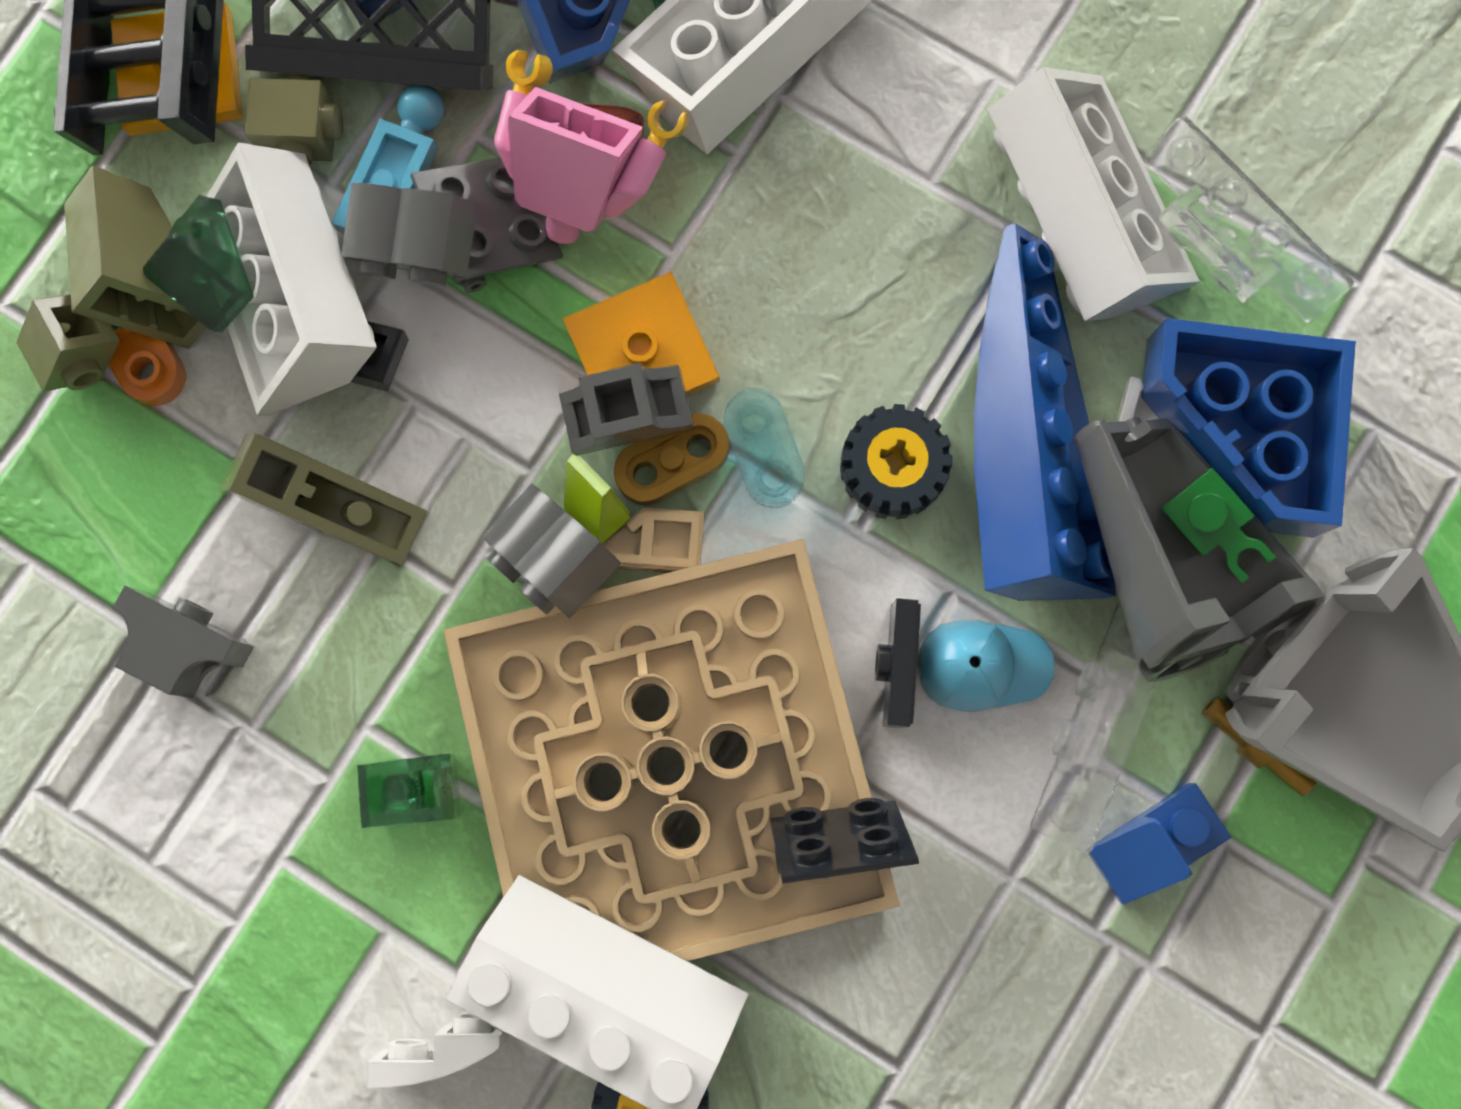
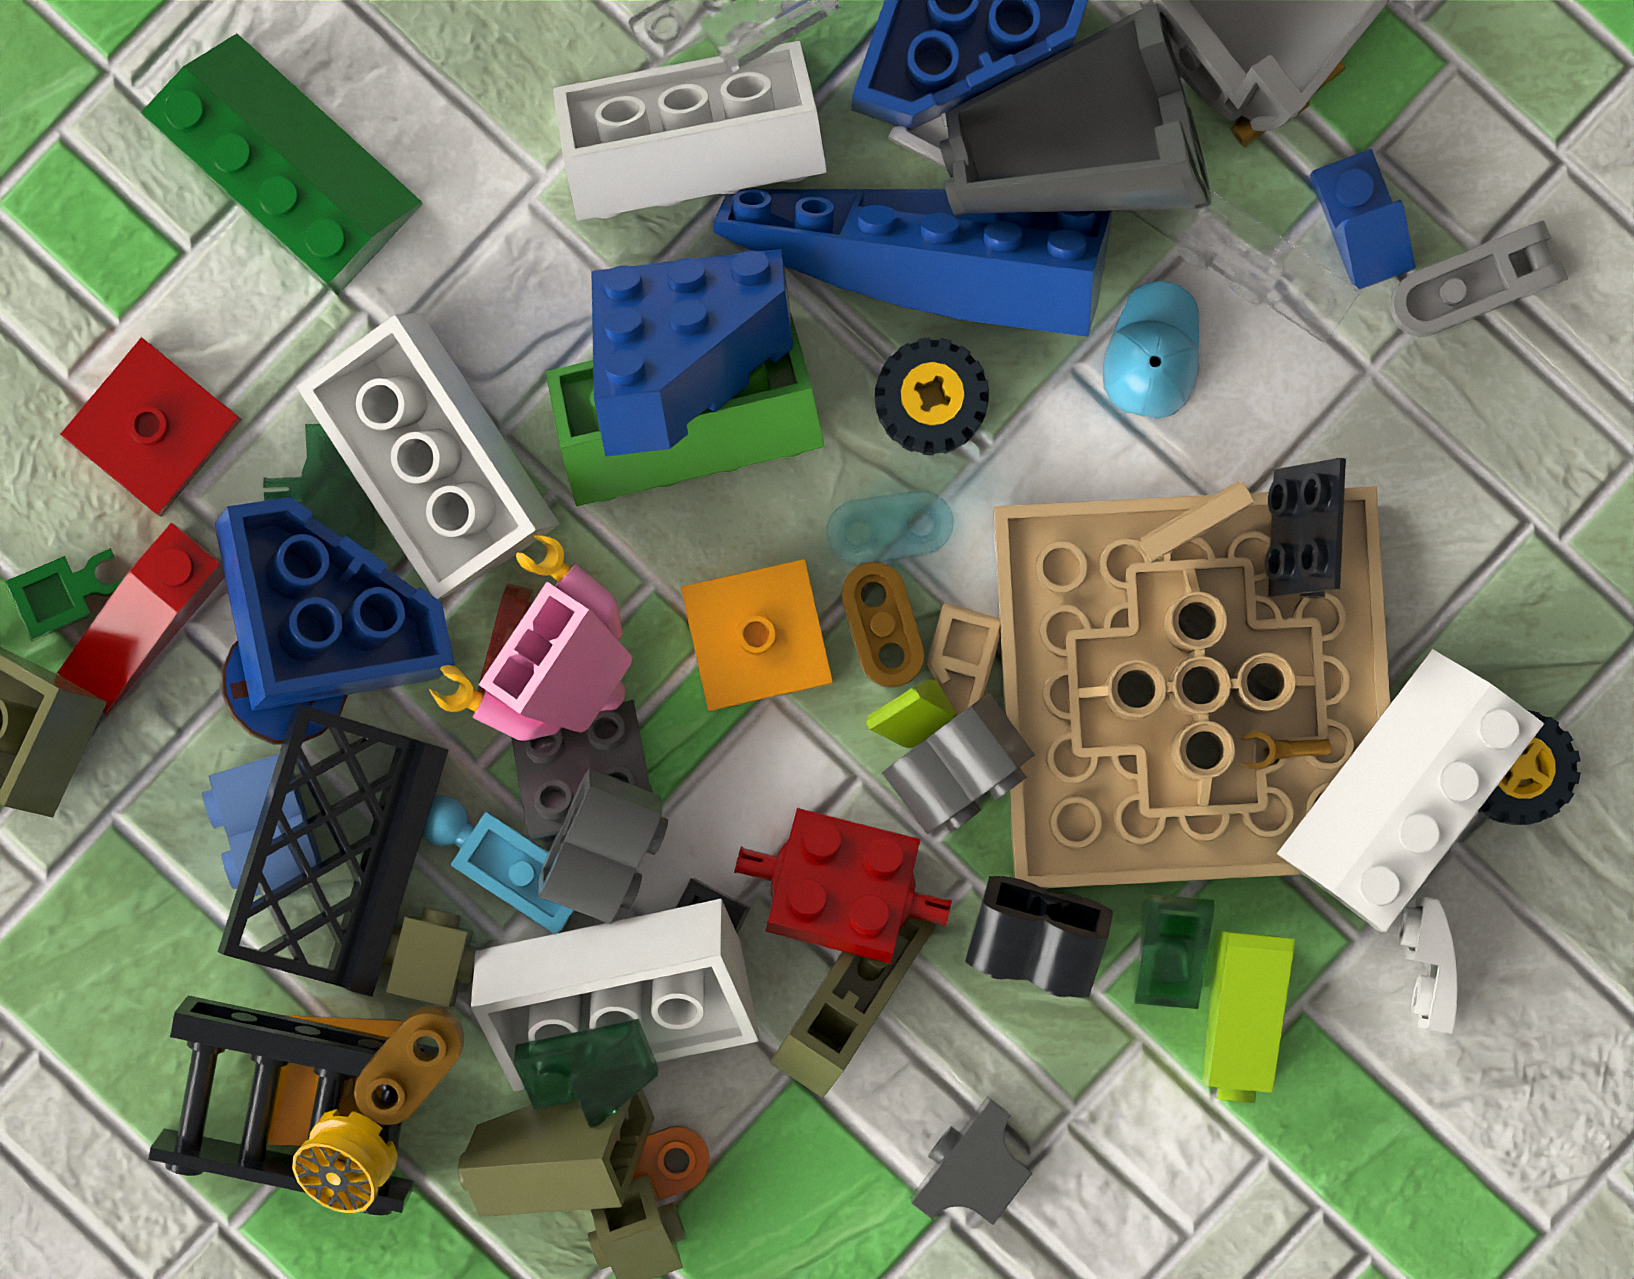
camera: 85 degrees left, 5 degrees up
(80, 61) = (344, 1162): none -> yellow wheel
(172, 95) = (407, 1067): none -> pearl gold plate
(361, 874) = (1246, 1013): none -> lime slope
(400, 659) = (1039, 937): none -> black brick
(419, 469) = (843, 885): none -> red plate
(621, 862) = (1285, 749): none -> pearl gold hand
(625, 407) = (830, 659): dark grey brick -> none
(825, 729) = (1196, 521): none -> tan tile
(832, 240) = (759, 424): none -> bright green slope
(895, 207) = (681, 341): none -> blue brick
(898, 663) = (1138, 437): black plate -> none
(1124, 968) = (1475, 282): none -> light grey plate
(1212, 516) = (1057, 93): green plate -> none

